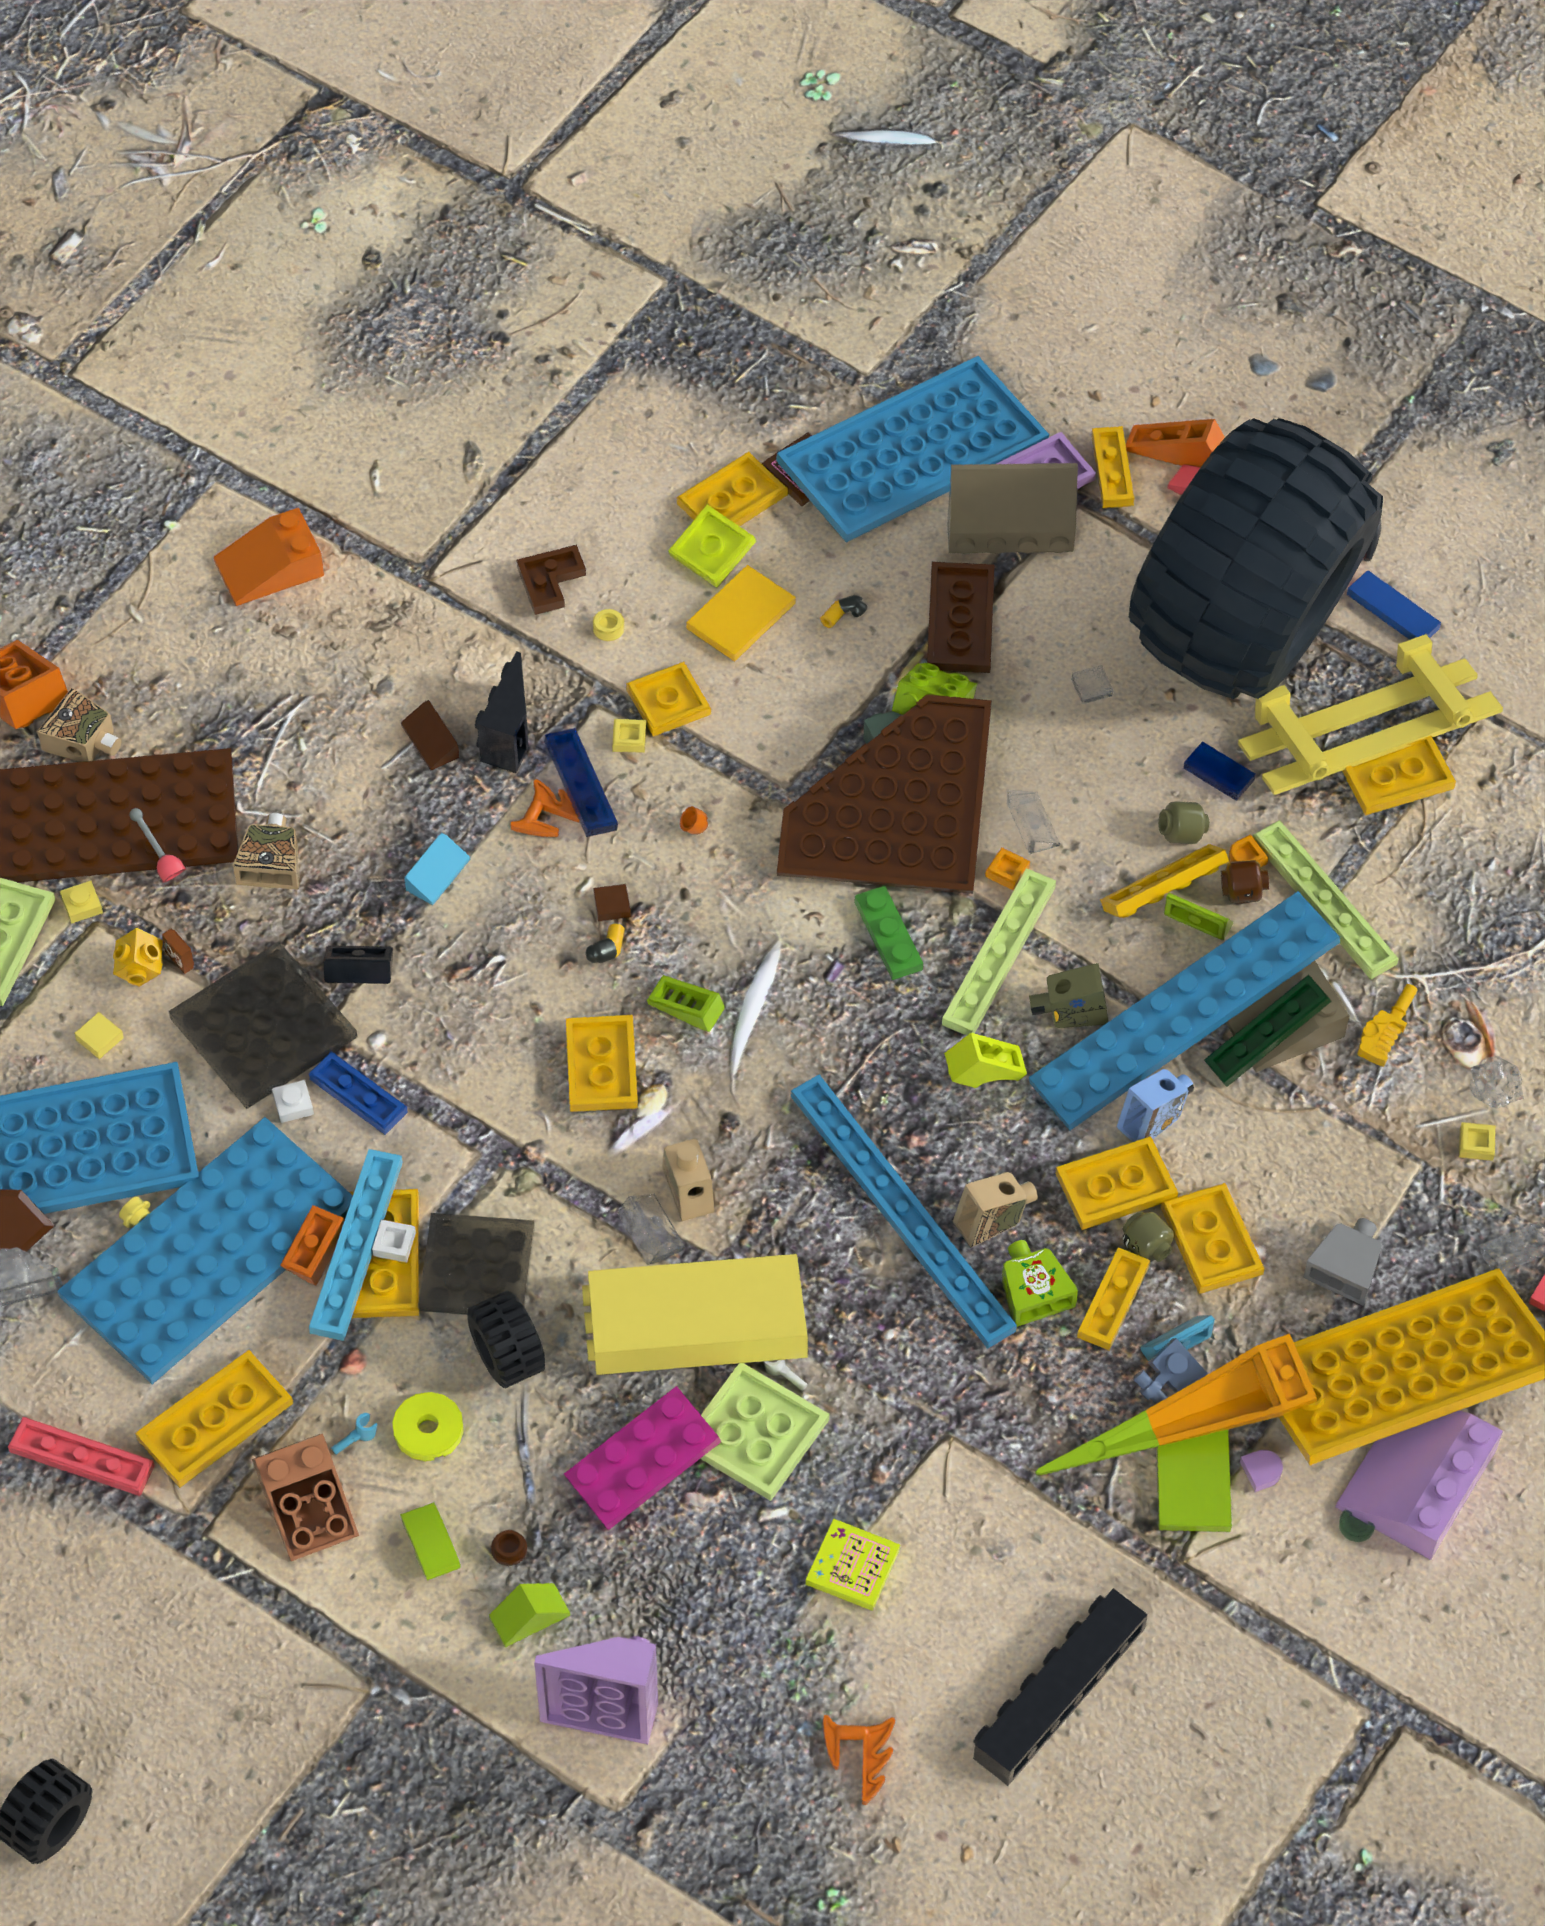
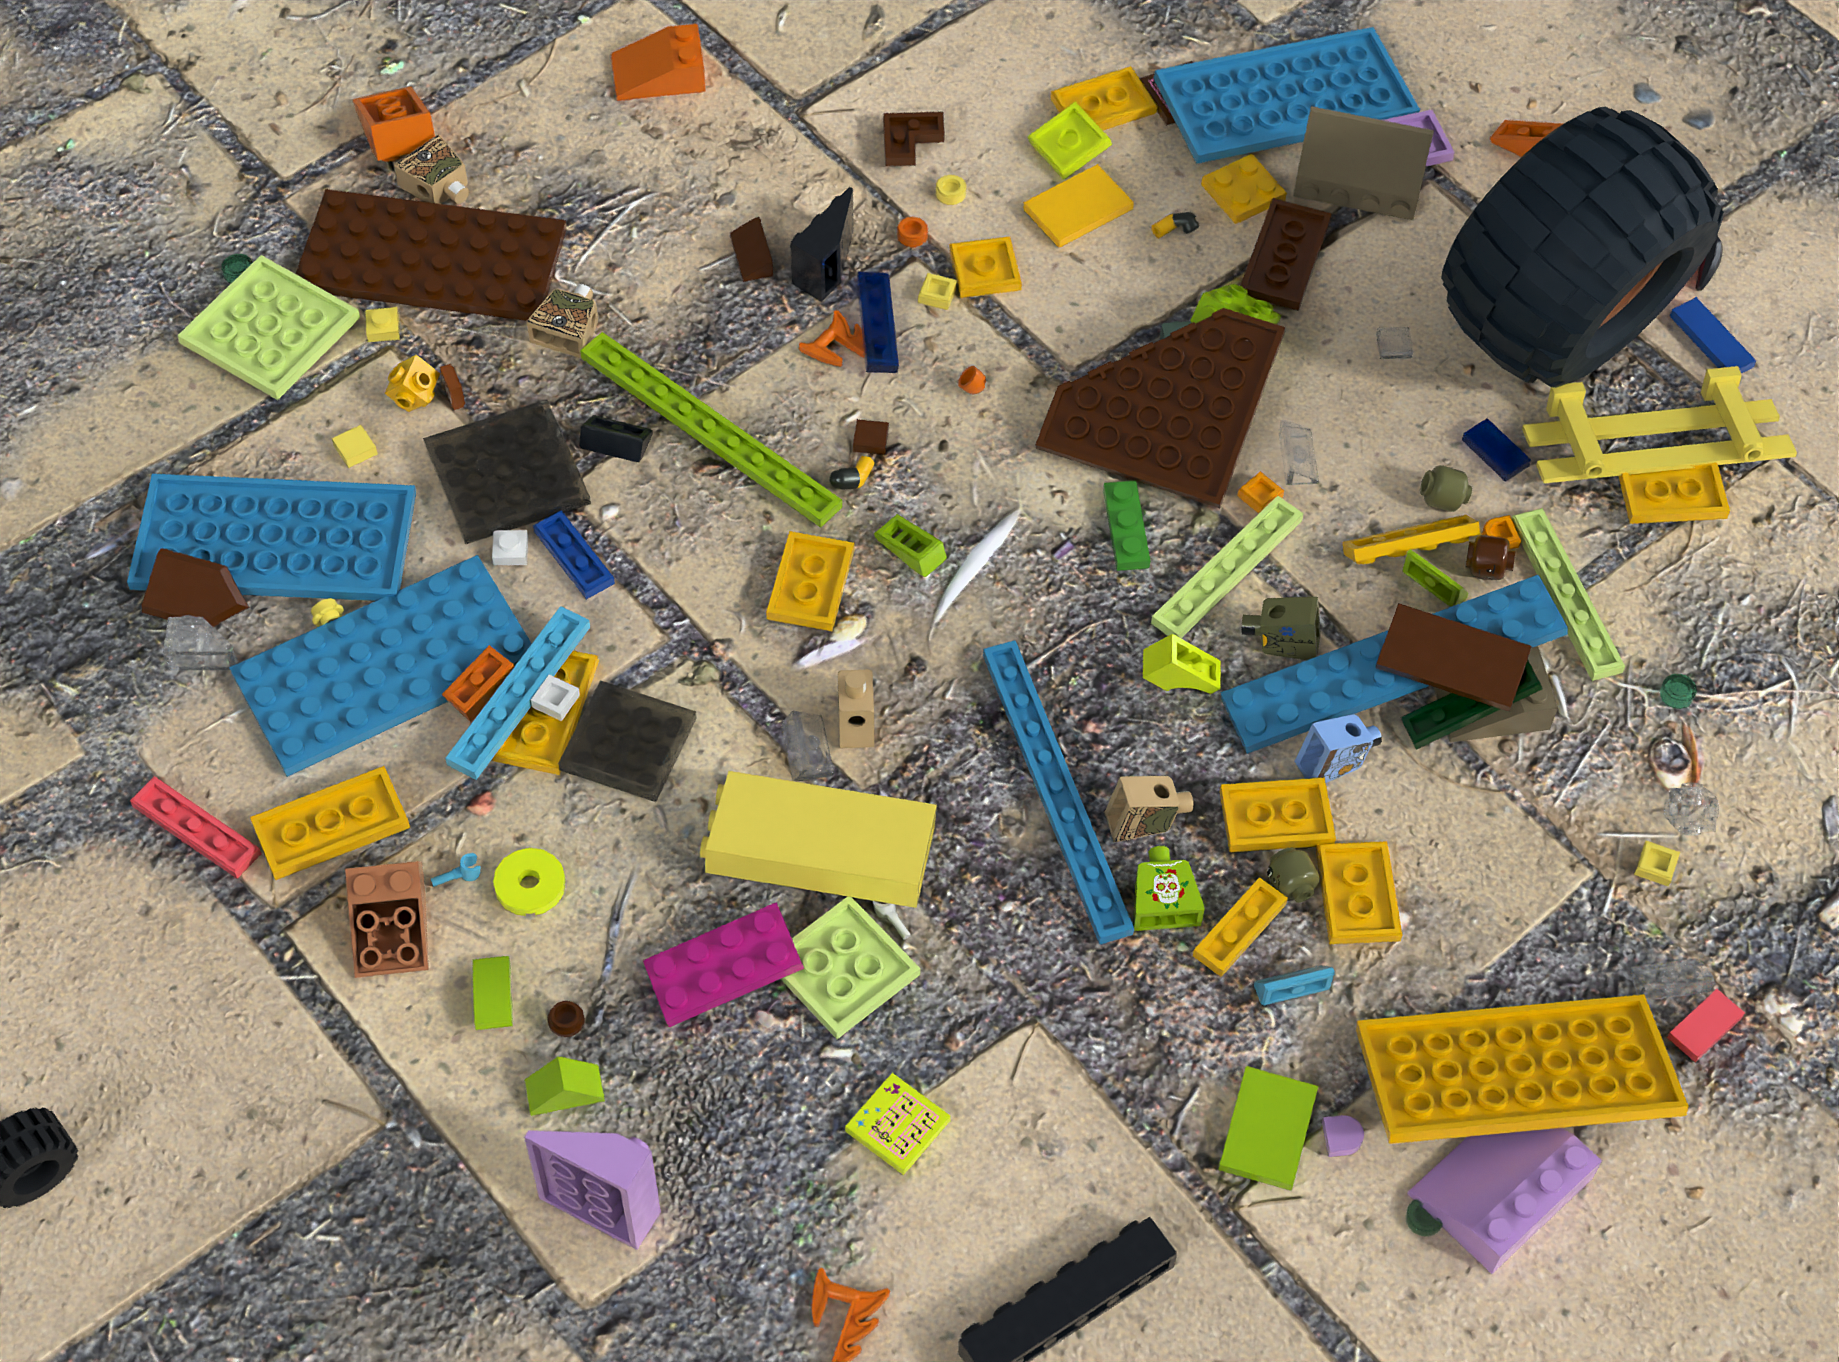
camera: 15 degrees right, 0 degrees up
(168, 865) = (470, 310): hinge -> none
(436, 869) = (716, 369): medium azure slope -> none
(451, 932) = (712, 429): none -> lime plate
(506, 1339) = (626, 815): black tyre -> none
(584, 678) = (912, 232): none -> orange tile
(898, 557) = (1243, 188): none -> yellow plate
(1112, 467) = (1473, 152): yellow plate -> none
(1174, 1367) = (1288, 1023): sand blue plate -> none
(1241, 991) = (1453, 657): none -> reddish brown tile
(1241, 1392) = (1346, 1050): light orange plate -> none
(1346, 1260) = (1488, 948): light grey torso -> none
(1383, 1029) = (1592, 730): yellow piece -> none
(1453, 970) = (1678, 691): none -> clear green tile

